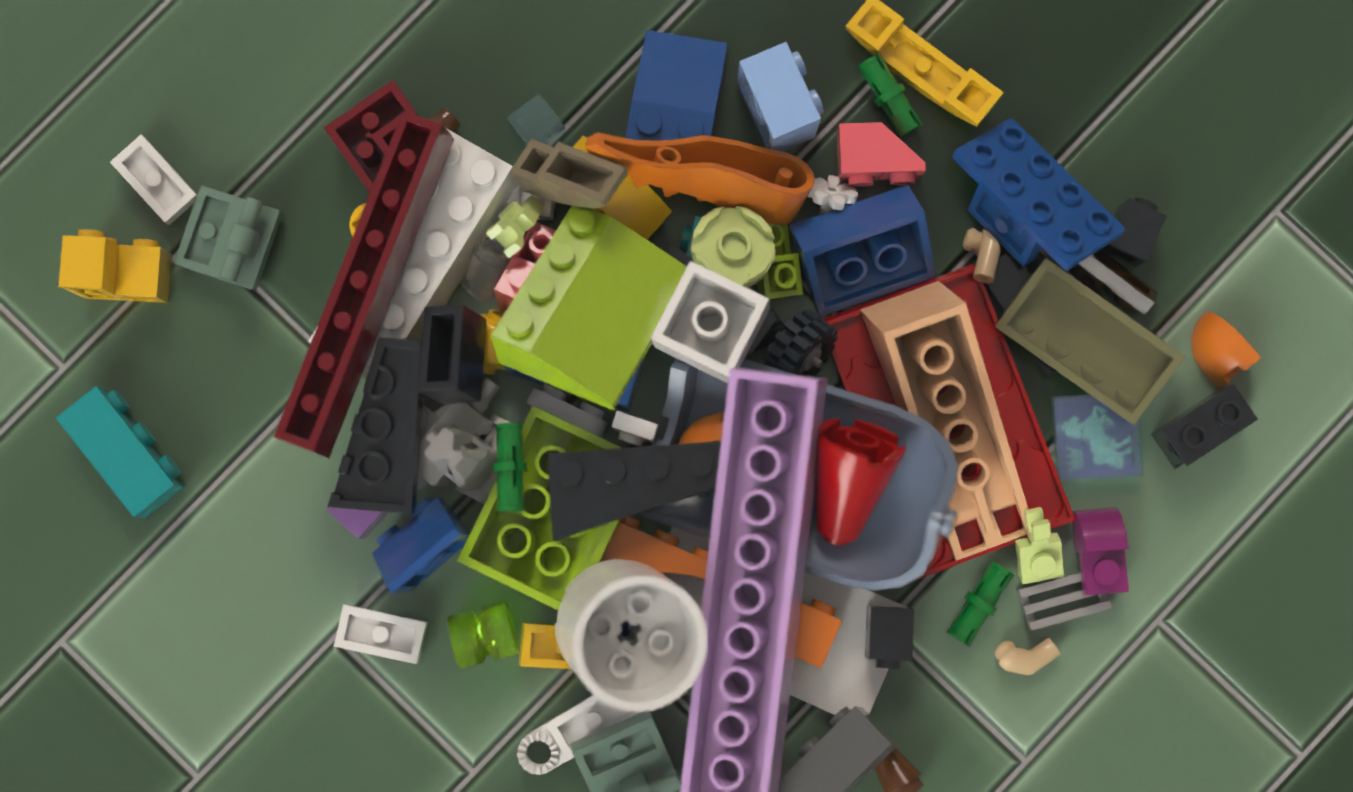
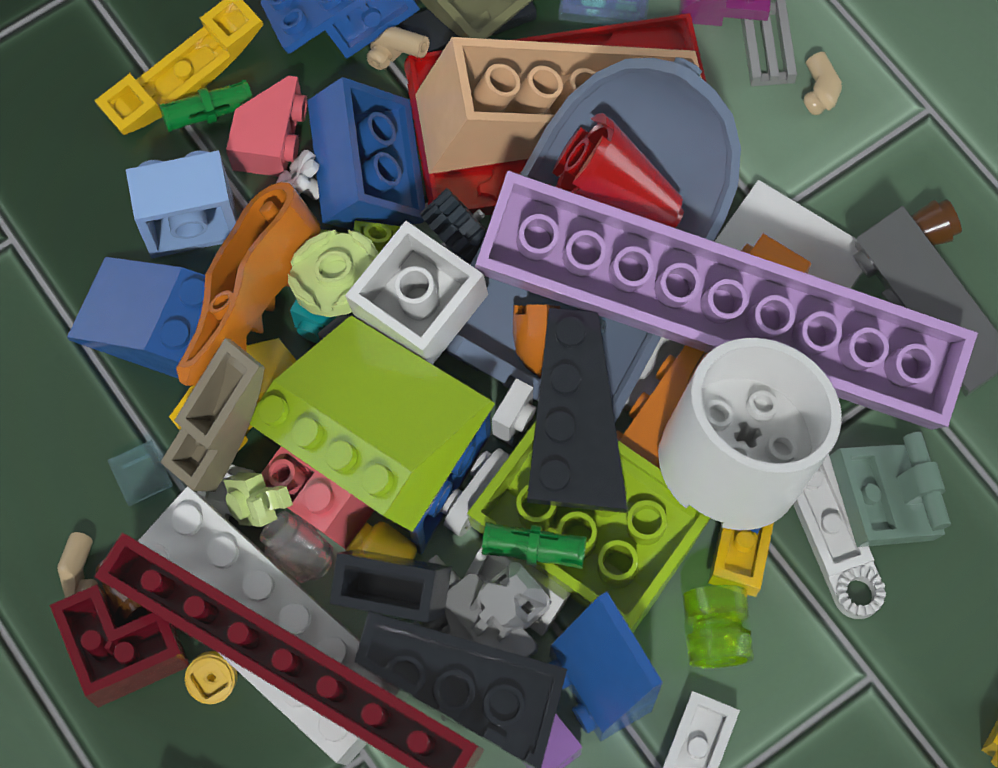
camera: 80 degrees left, 15 degrees down
(438, 88) = (72, 564): none -> tan arm
(889, 635) = (783, 200): black brick -> none
(980, 603) = (761, 116): green pin -> none
(1041, 553) = (719, 49): yellowish green plate -> none

